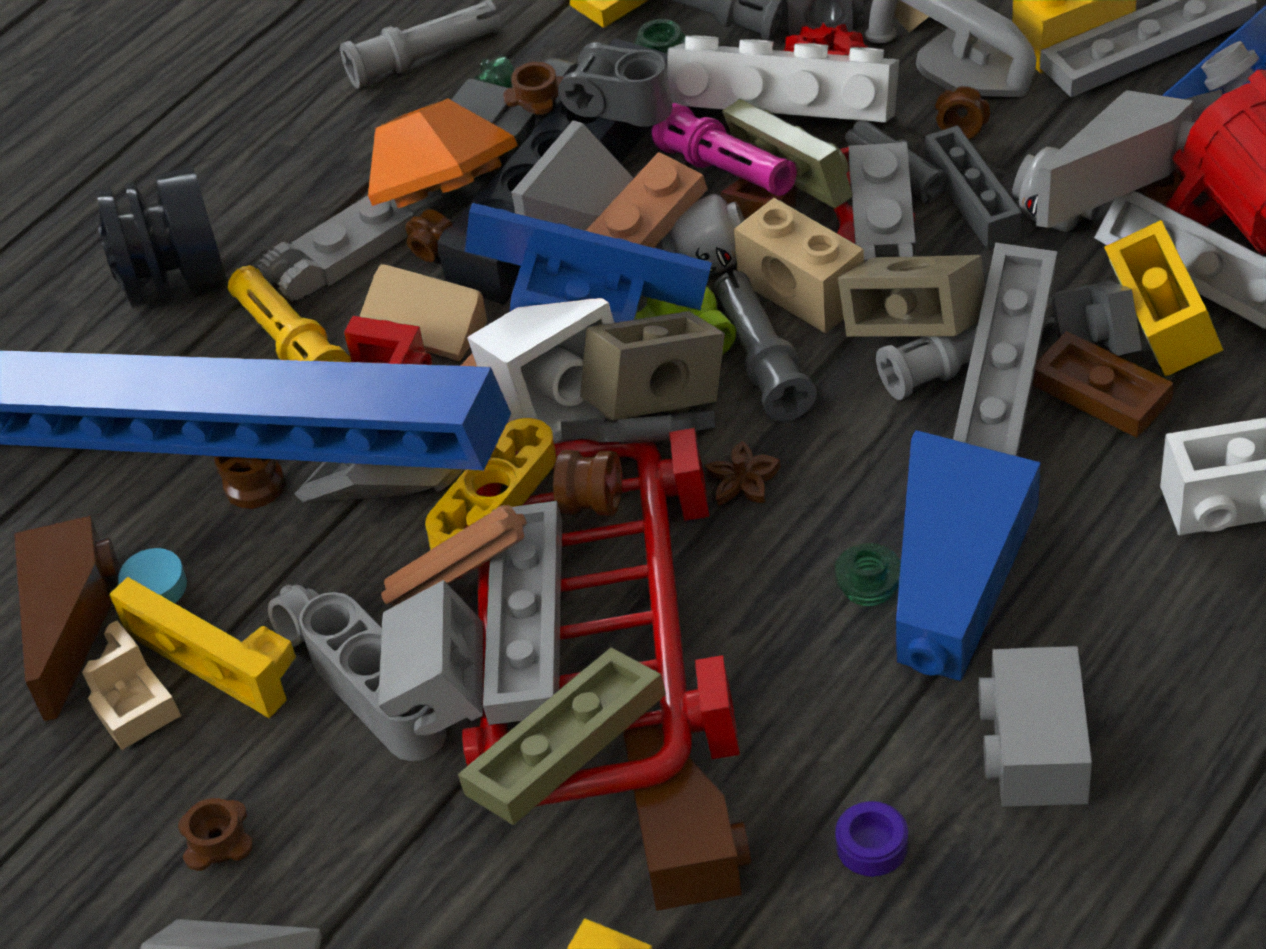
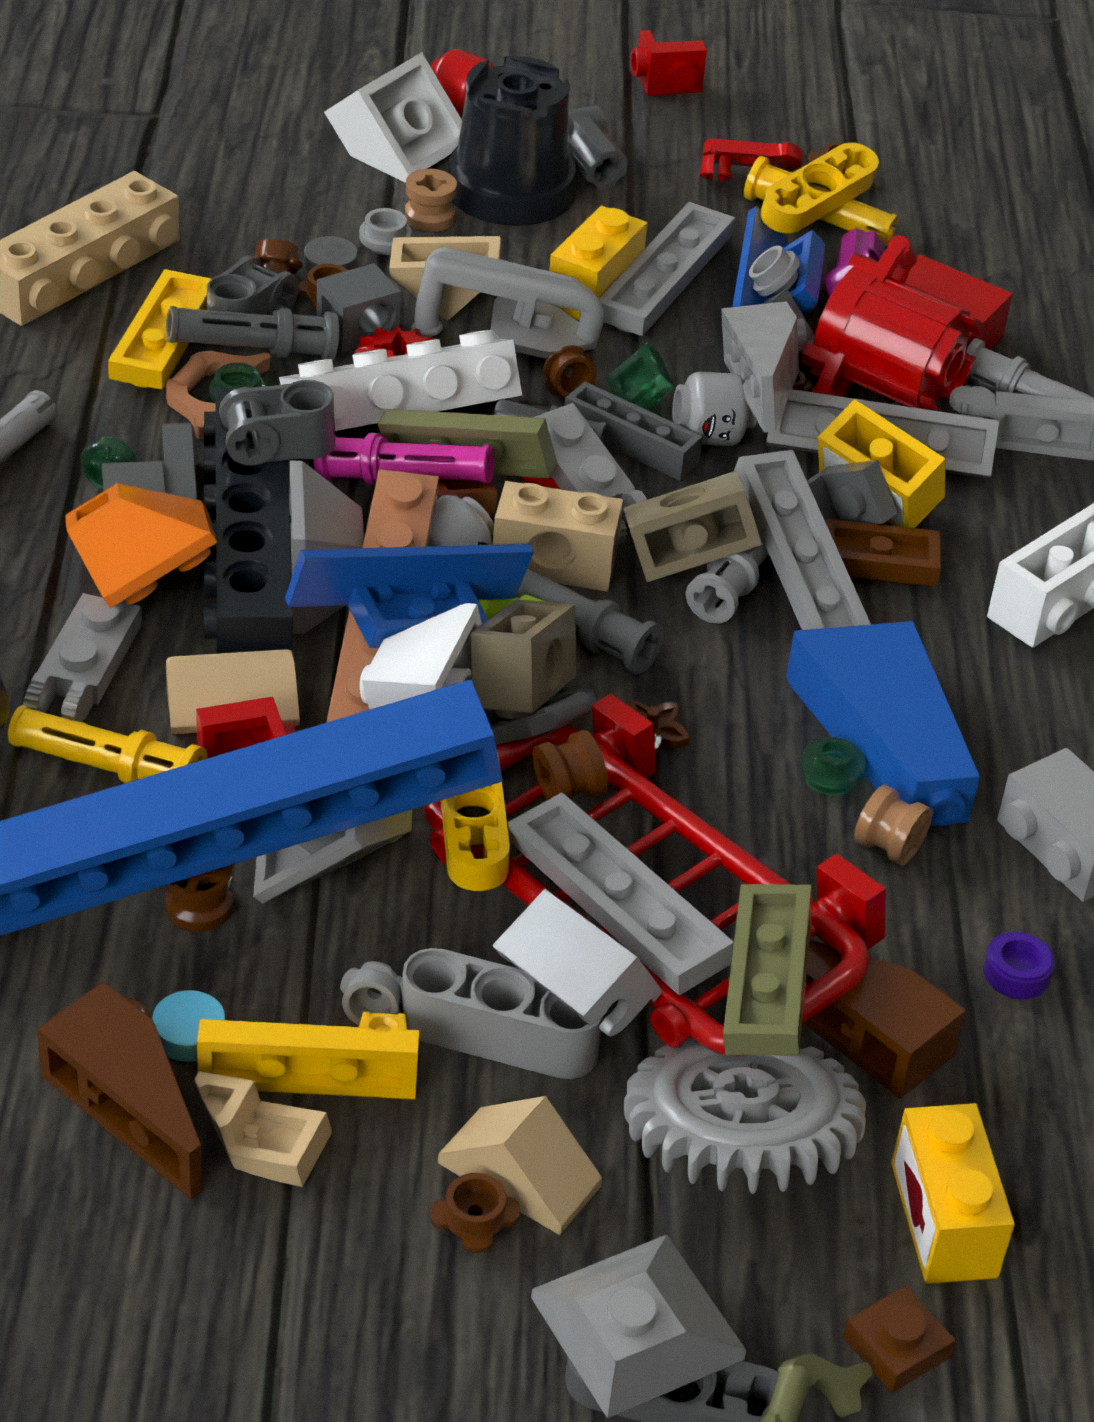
camera: 45 degrees left, 5 degrees down
(287, 818) = (530, 1155): none -> tan slope
(425, 233) = (176, 621): reddish brown plate -> none
(457, 555) = (509, 876): nougat axle -> none
(482, 863) = (744, 1113): none -> light grey gear
(533, 88) = (189, 451): reddish brown plate -> none
(632, 22) = (198, 367): none -> nougat helmet
(861, 653) = (893, 825): none -> medium nougat wheel
(1016, 140) = (641, 378): none -> clear green plate

